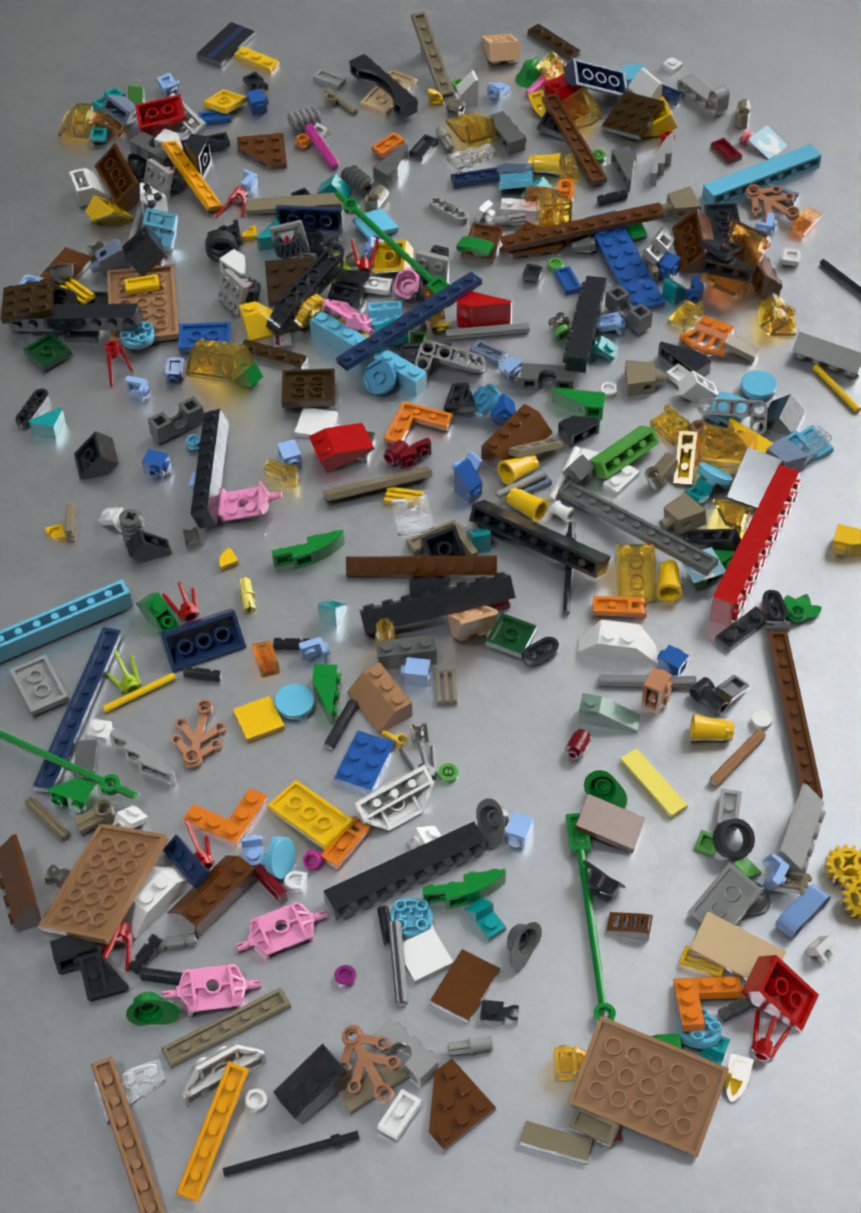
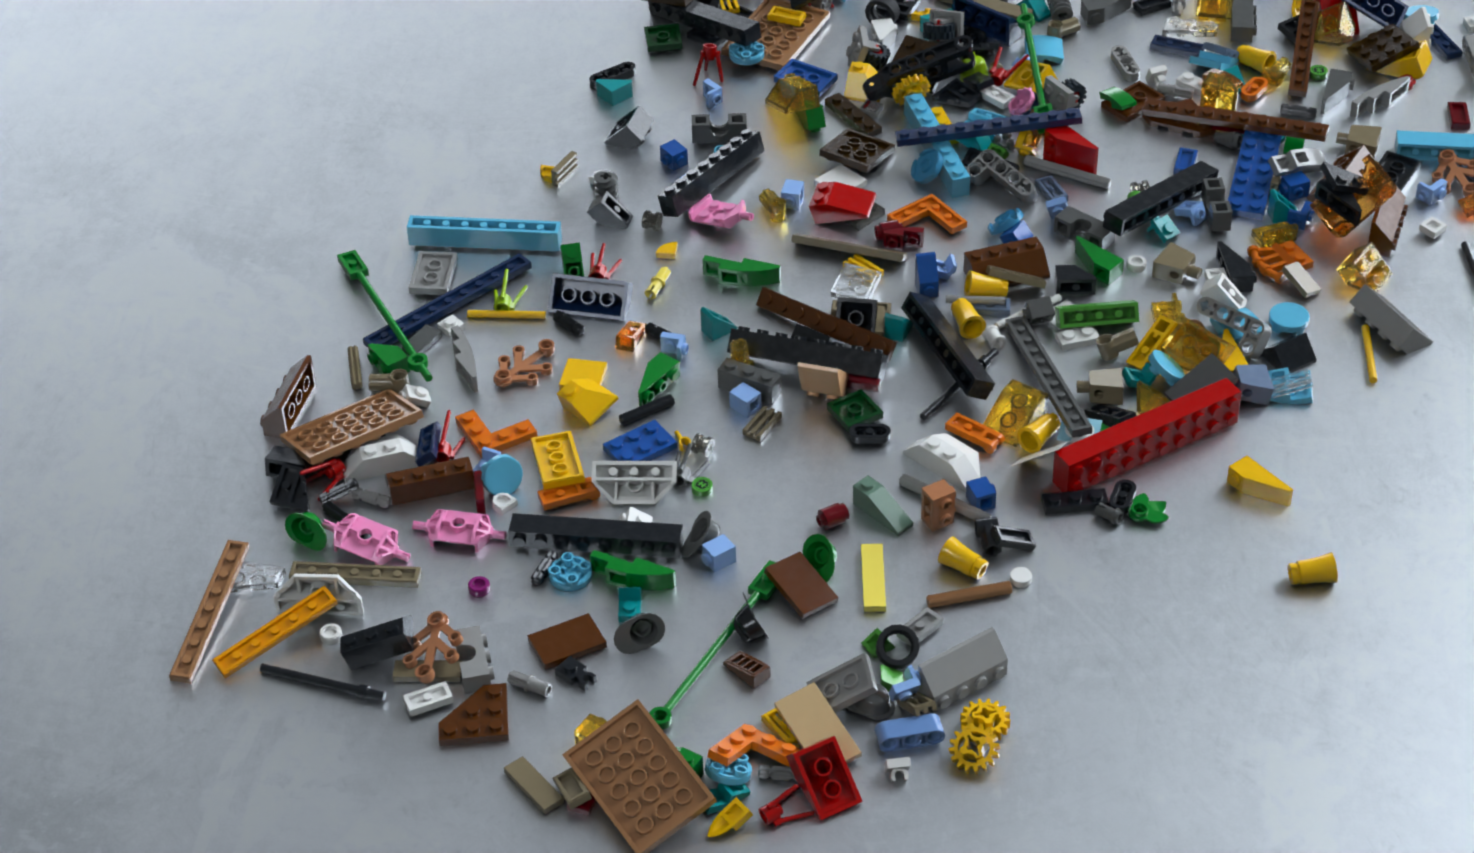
camera: 35 degrees right, 10 degrees down
(56, 876) = (322, 406): clear smoke wheel -> none
(174, 369) = (756, 91): bracket -> none
(286, 742) = (586, 399): none -> yellow slope
(294, 701) = (623, 376): medium azure tile -> none
(309, 863) = (529, 492): dark pink plate -> none
(353, 319) = (942, 105): bright pink plate -> none
(380, 698) = (695, 405): medium nougat slope -> none
(398, 963) = (526, 595): axle -> none
(425, 956) = (554, 603): white tile -> none
(460, 399) = (985, 213): black wing -> none
(532, 272) = (1155, 142): black plate -> none
(555, 263) = (1186, 142): bright green tile -> none
(694, 602) = (1040, 453): none -> white sticker
(793, 711) = (1055, 585): reddish brown plate -> none

